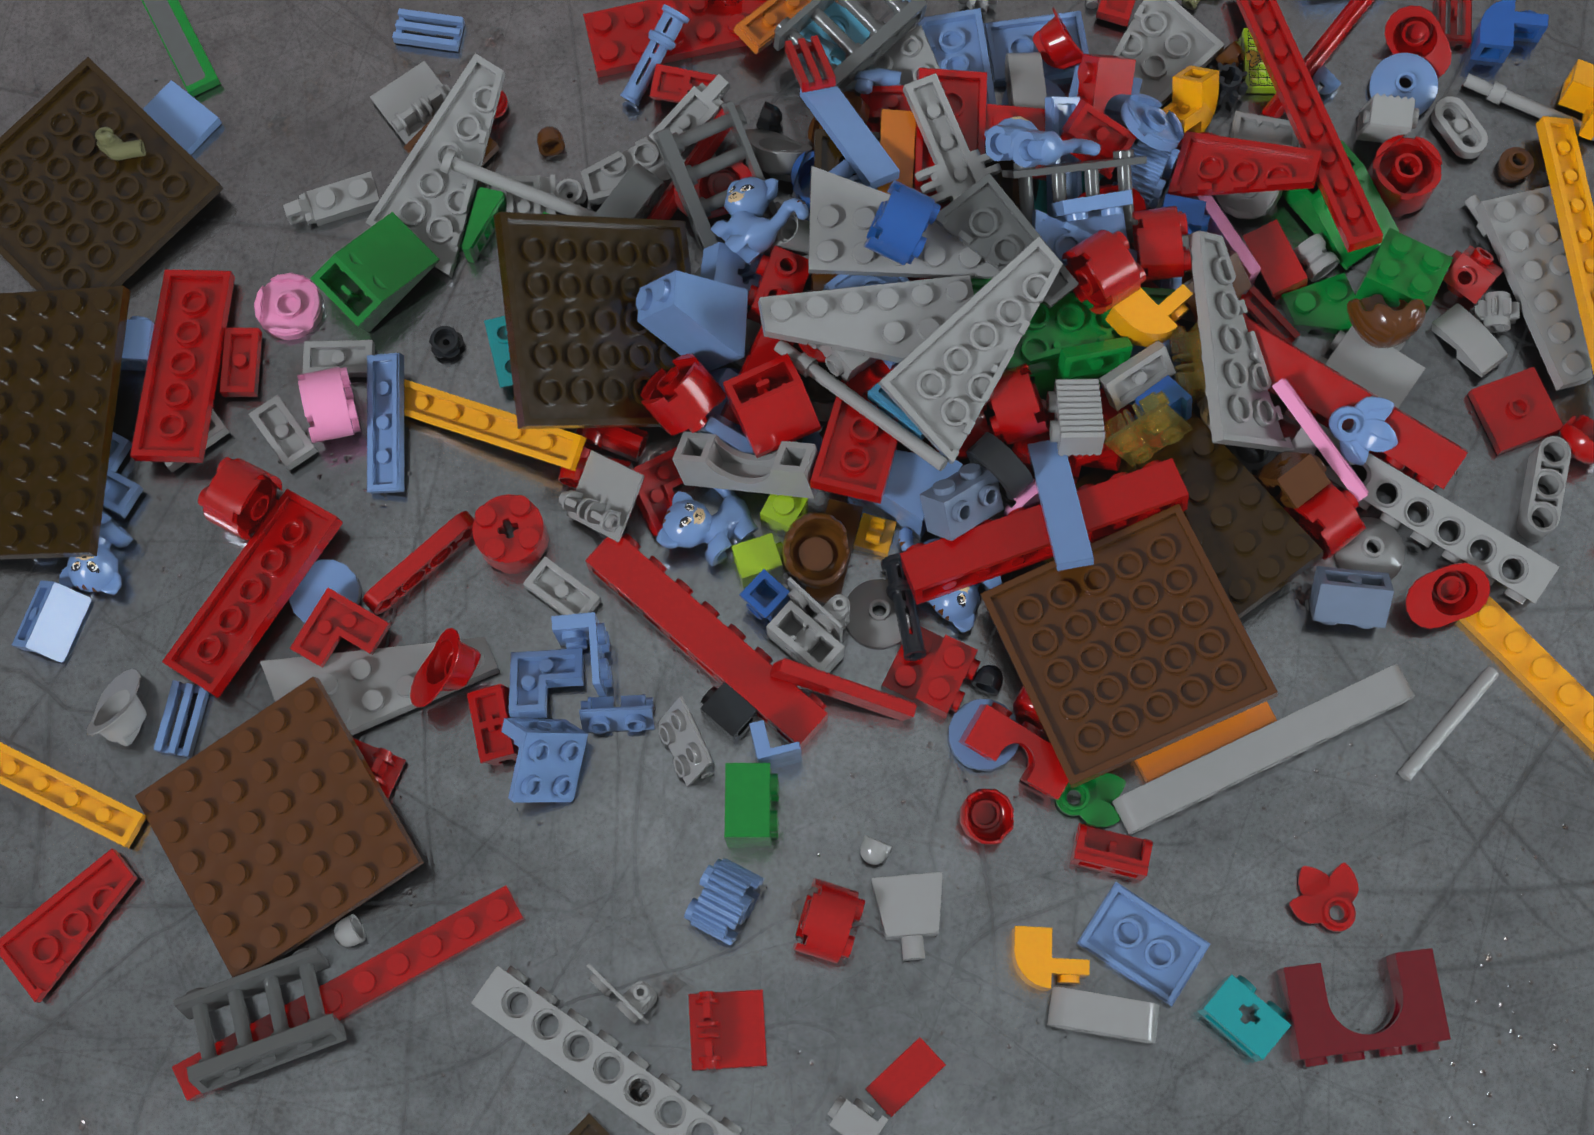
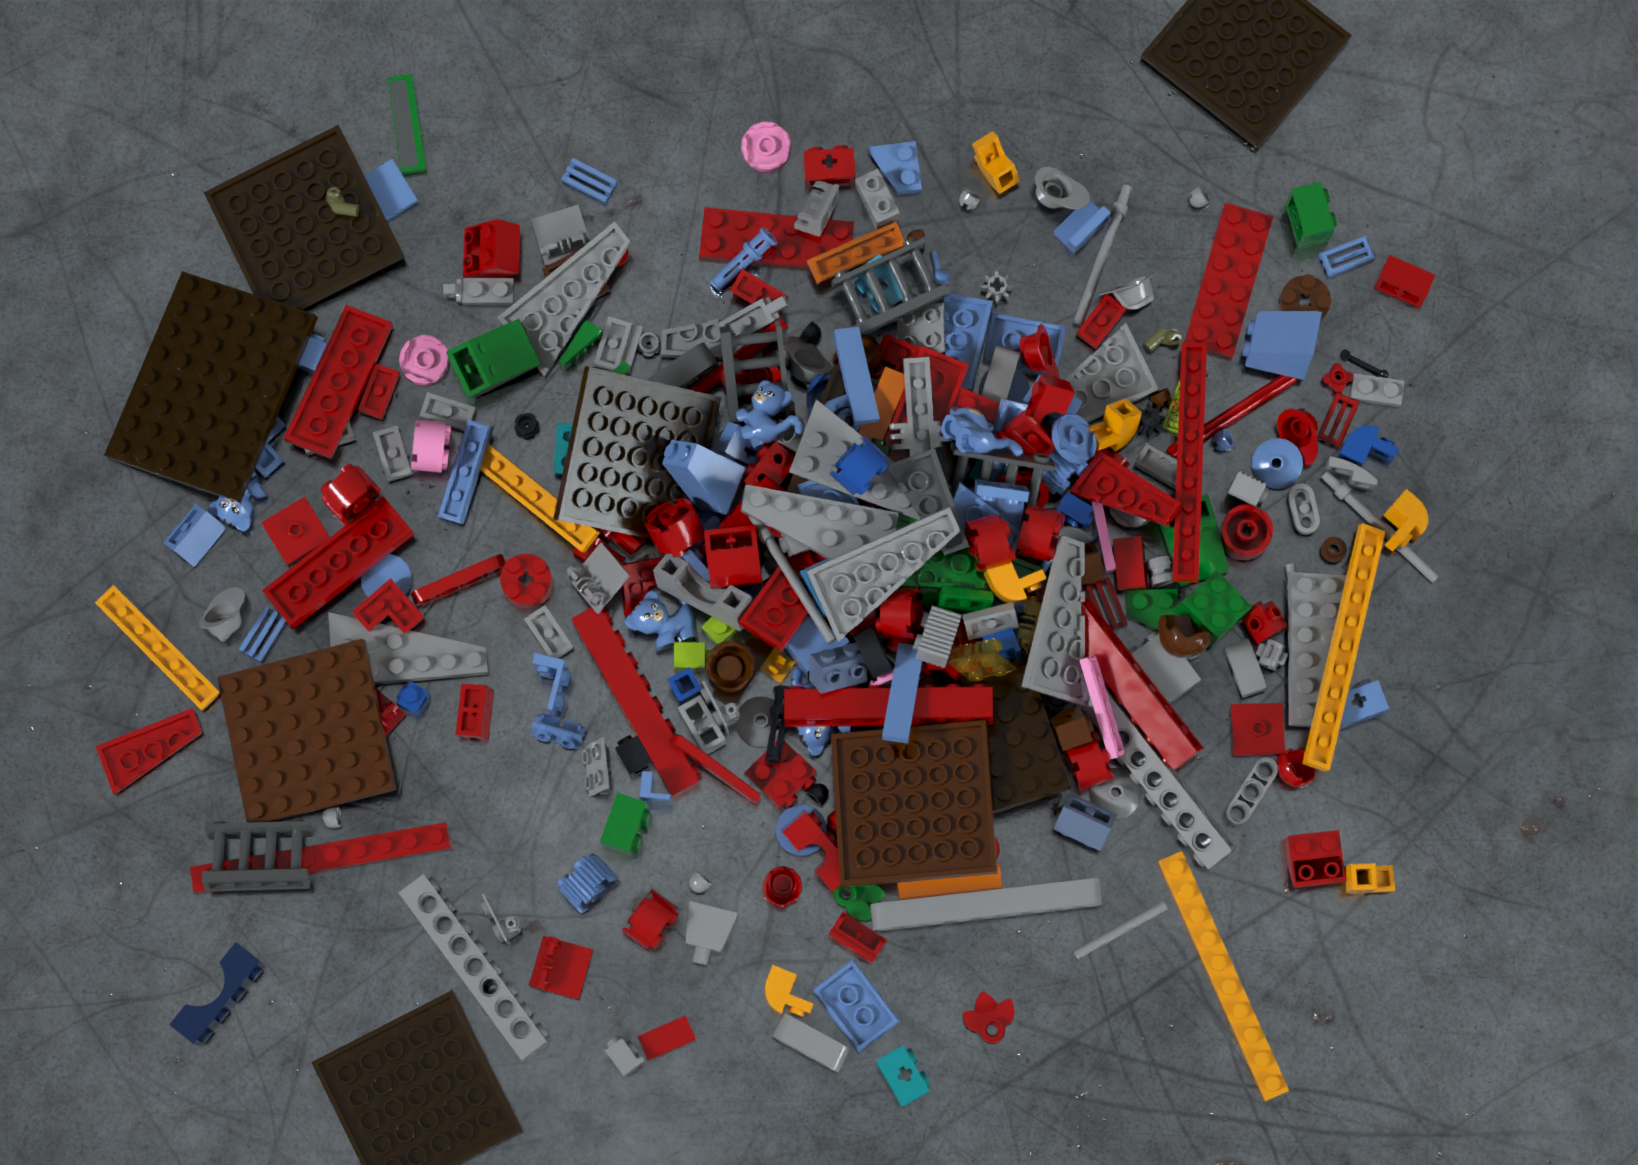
camera: 15 degrees right, 5 degrees up
(184, 571) = (295, 531): none -> red plate
(331, 144) = (491, 249): none -> red slope
(408, 735) = (412, 698): none -> blue brick
(445, 668) = (451, 662): red piece -> none
(451, 162) = (612, 330): light grey bar -> none
(536, 672) = (514, 684): medium blue plate -> none
(546, 759) = (501, 746): medium blue bracket -> none
(550, 141) = (648, 297): reddish brown hinge -> none
(805, 49) = (848, 296): red tile -> none
(877, 76) = (897, 331): medium blue arm -> none
(1368, 431) = (1137, 711): medium blue plate -> none
(1415, 1020) = (947, 1104): dark red arch -> none
(1447, 595) = (1150, 843): red piece -> none
(1506, 66) = (1358, 476): none -> light grey slope

